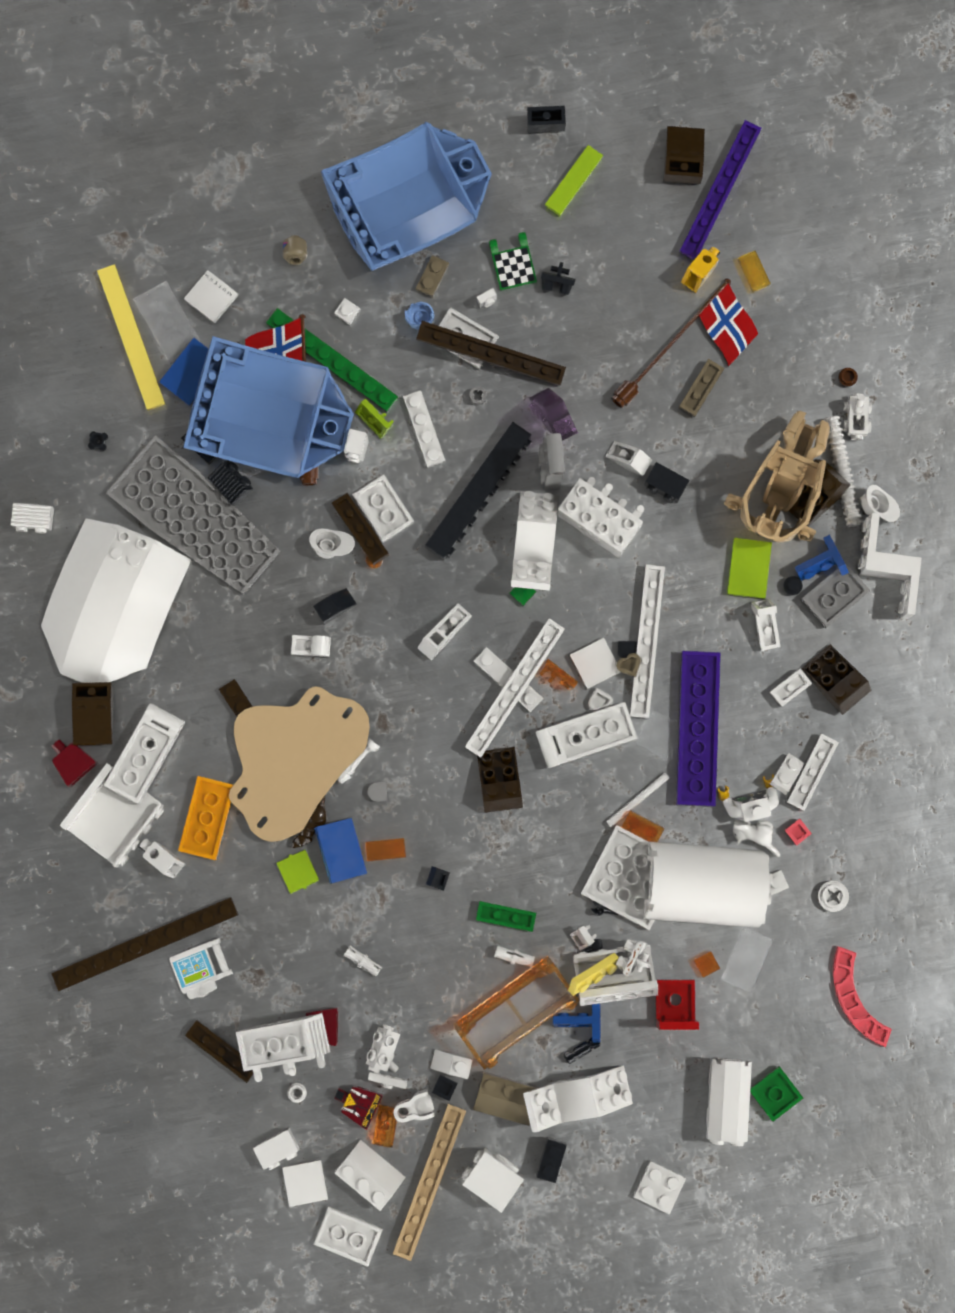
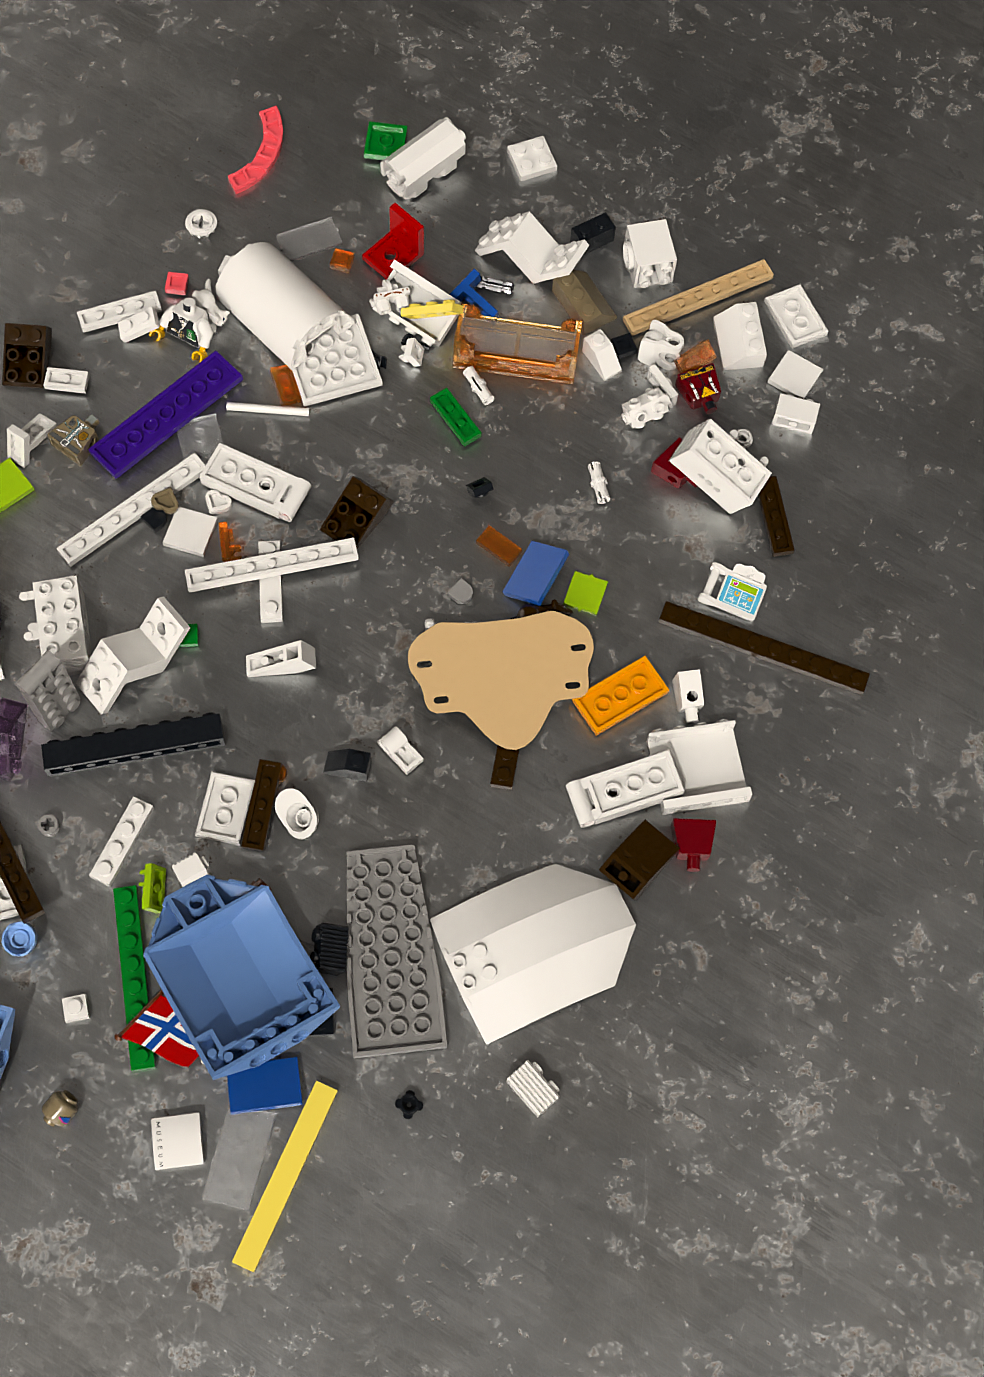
camera: 140 degrees left, 15 degrees down
(737, 653) = (75, 437): none -> dark tan torso

